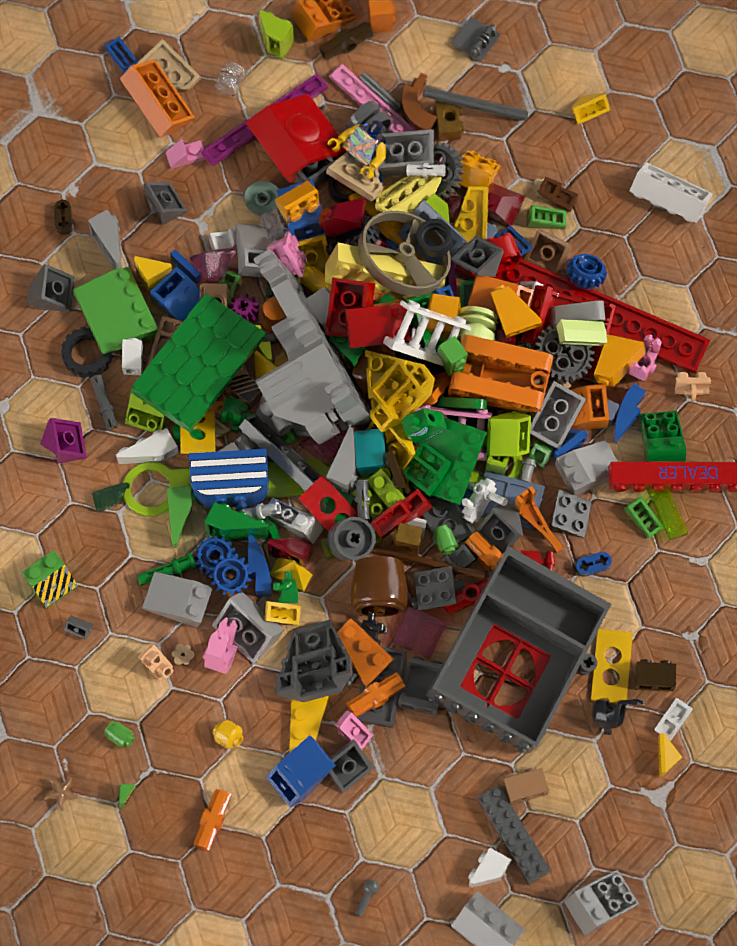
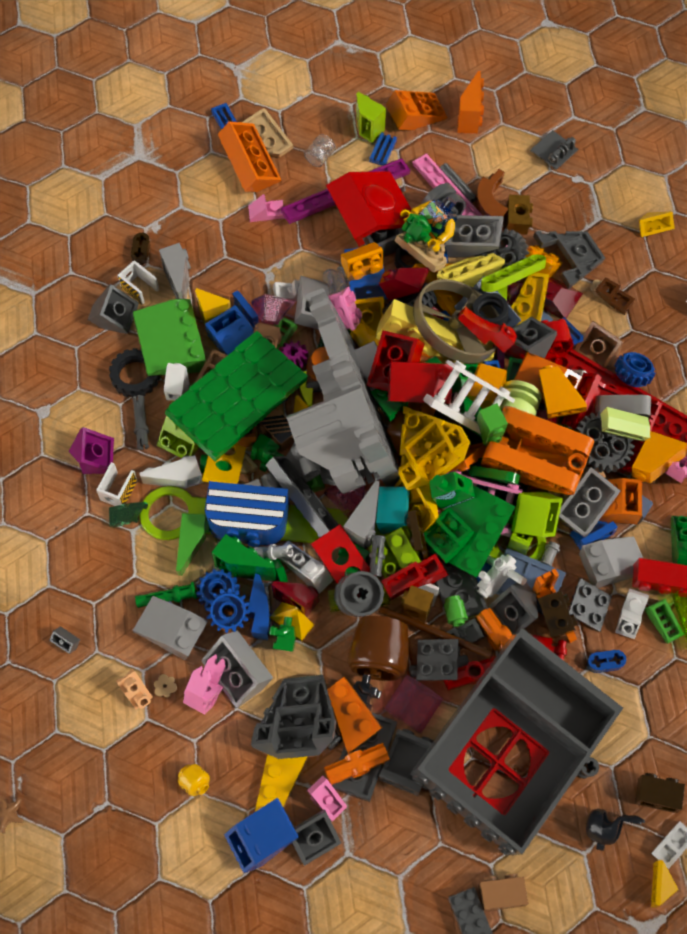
camera: 10 degrees right, 5 degrees down
(49, 579) = (47, 586): slope -> none
(63, 242) = (136, 270): none -> white piece
(86, 482) = (106, 483): none -> white piece
(119, 734) = (81, 760): bright green brick -> none
(125, 793) = (72, 827): bright green slope -> none
(164, 201) = (237, 247): dark grey slope -> none
(212, 820) = (158, 872): orange piece -> none
(258, 191) = (328, 252): sand green dish -> none
(282, 613) = (274, 659): yellow slope -> none
(298, 52) = (387, 139): none -> blue tile
(346, 40) = (433, 134): dark brown piece -> none
(348, 157) = (416, 228): none -> green piece
(426, 170) = (490, 251): white pin -> none
(435, 260) = (485, 331): none -> red slope
(452, 192) = (513, 273): none -> lime beam
(475, 103) = (546, 202): dark grey axle -> none
(515, 150) = (579, 251): none -> dark grey wing
(539, 223) = (594, 308): bright green slope -> none
(541, 453) = (566, 539): bright green slope -> none
(541, 528) = (557, 614): none -> dark brown brick
(611, 515) = (631, 613): none -> white slope
(623, 642) = (627, 748): yellow piece -> none
(628, 411) = (661, 511): blue slope -> none

